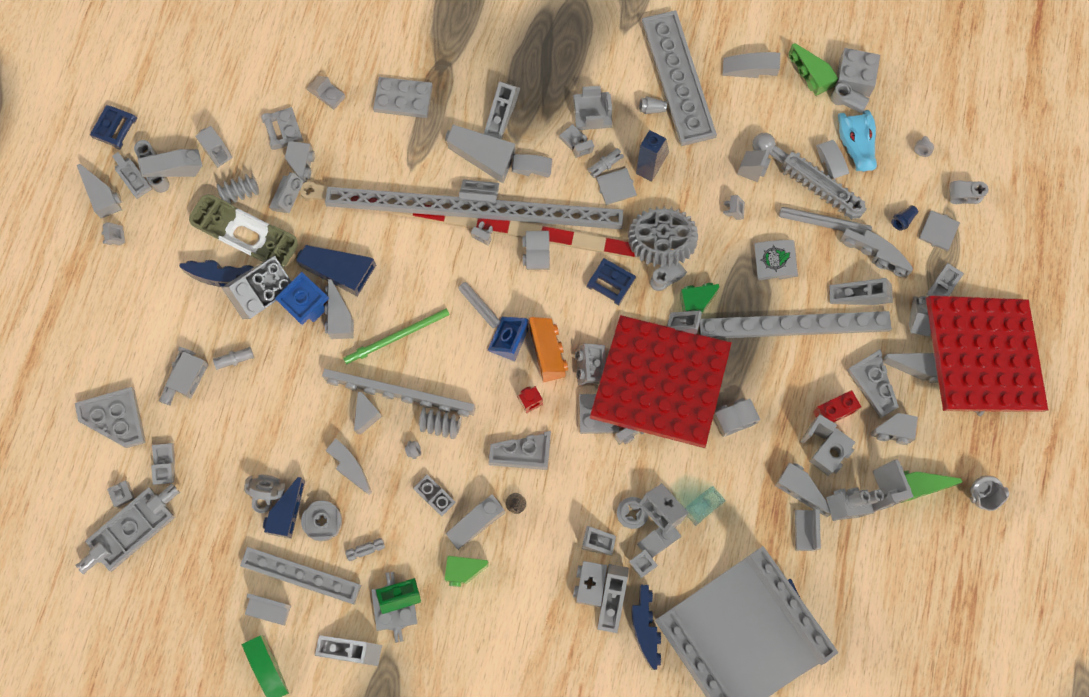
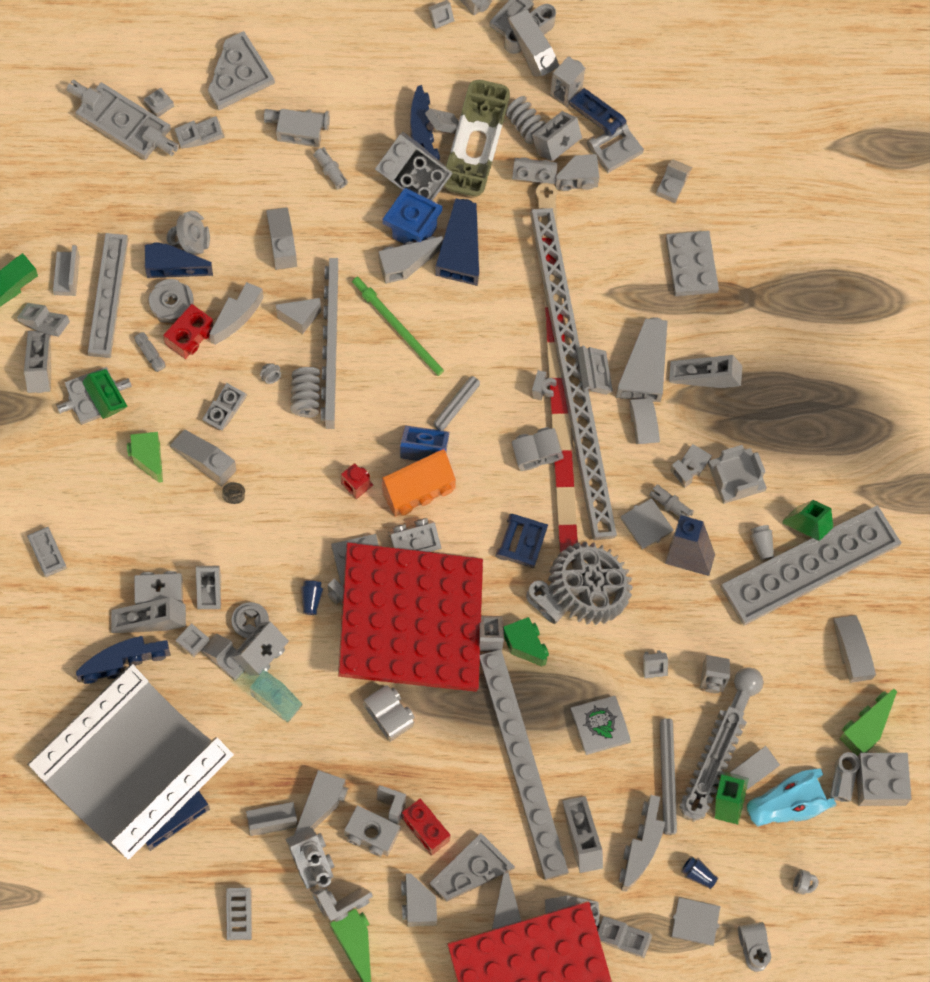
camera: 70 degrees right, 5 degrees down
(219, 253) = (443, 120): none -> light grey plate
(247, 132) = (597, 111): none -> dark blue plate
(261, 167) = (557, 136): none -> light grey brick
(287, 413) = (282, 238): none -> light grey slope
(309, 639) = (42, 320): none -> light grey slope
(353, 513) = (184, 328): none -> red brick
(522, 453) = (292, 487): light grey wing -> none
(532, 676) = (47, 552): none -> light grey plate
(621, 457) = (311, 595): none -> dark blue cone
(644, 66) = (811, 519): none -> green slope
(854, 177) = (730, 797): none -> green slope
(865, 568) = (239, 892): none -> light grey slope

